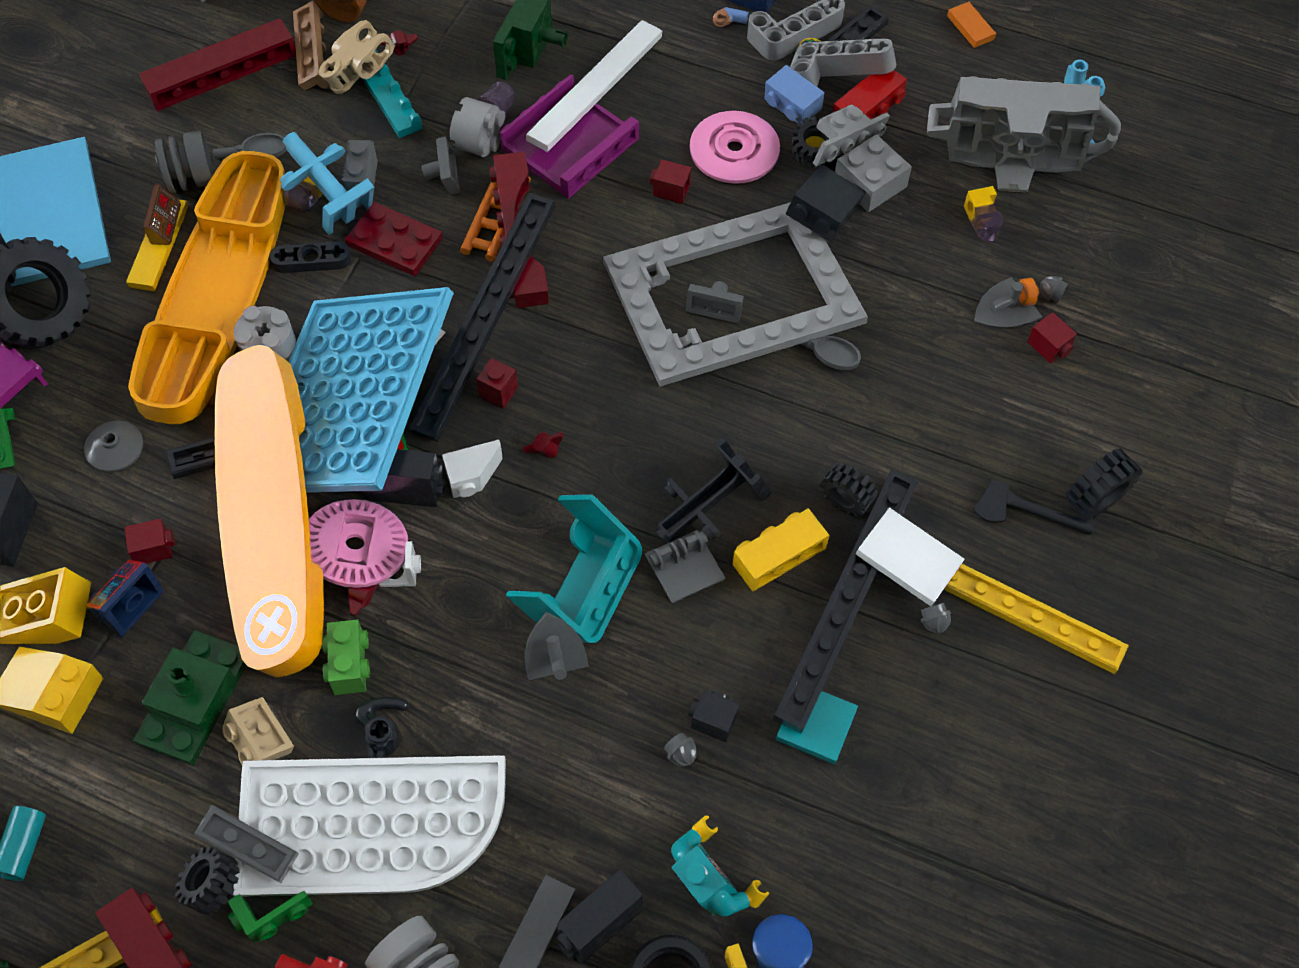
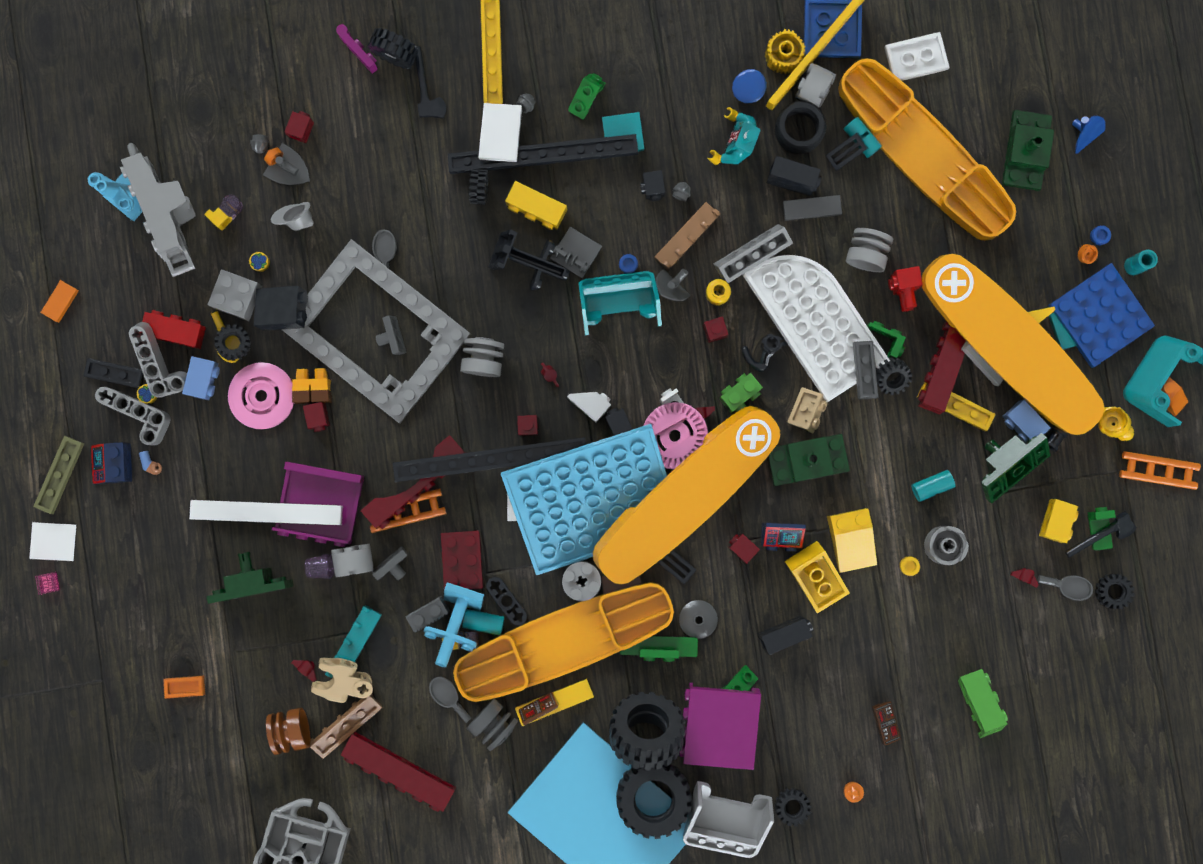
camera: 120 degrees left, 25 degrees up
(107, 385) = (664, 647): none -> green bracket
(303, 220) = (483, 622): none -> teal pin
(455, 676) = (715, 329): none -> dark red brick
(503, 709) = (719, 286): none -> yellow head
(524, 790) = (753, 253): none -> light grey brick
(613, 723) = (687, 236): none -> medium nougat hinge
(617, 372) = (482, 357): none -> light grey wheel
(625, 623) = (628, 263): none -> blue tile
(706, 191) = (311, 390): none -> hips
(846, 131) = (217, 325): light grey bracket -> none
(900, 220) = (259, 261): none -> tile
(907, 702) = (585, 95): none -> green bracket
(935, 274) = (294, 216): none -> light grey piece
(1140, 449) = (356, 47): none -> magenta plate

